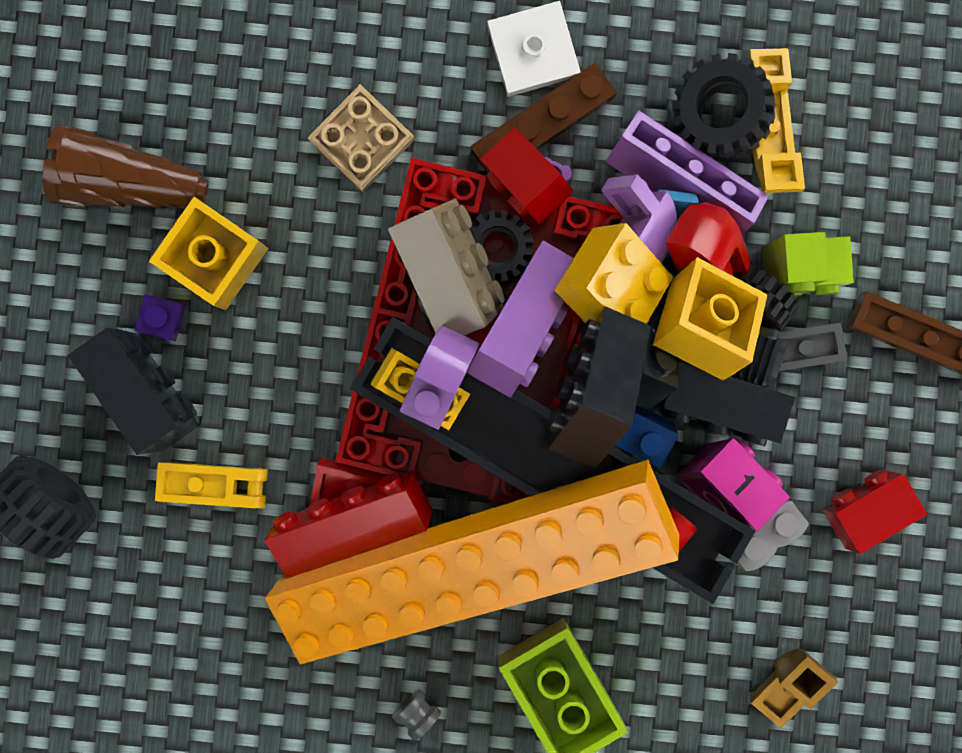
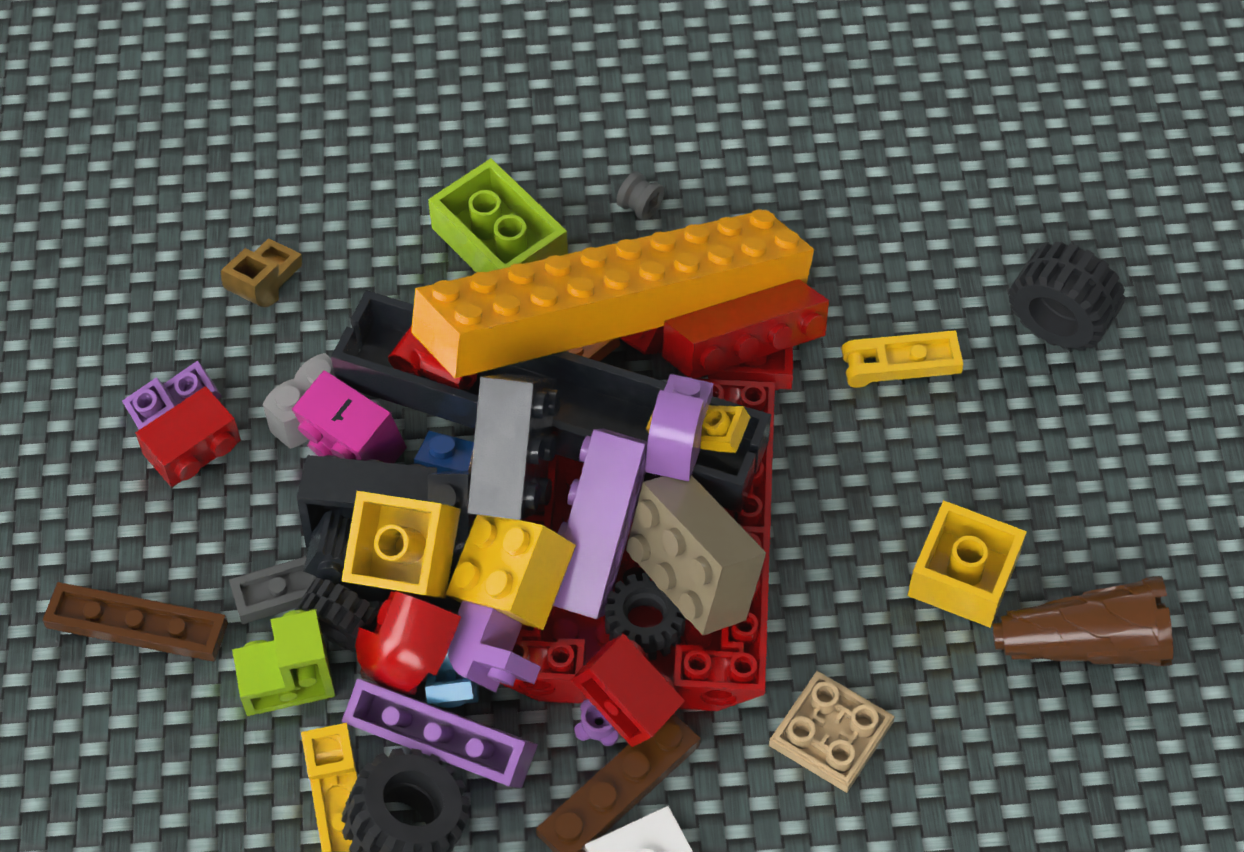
camera: 175 degrees right, 30 degrees down
(134, 390) = (1004, 416): black brick -> none
(160, 317) = (1008, 504): dark purple plate -> none
(884, 563) = (157, 398): none -> medium lavender slope

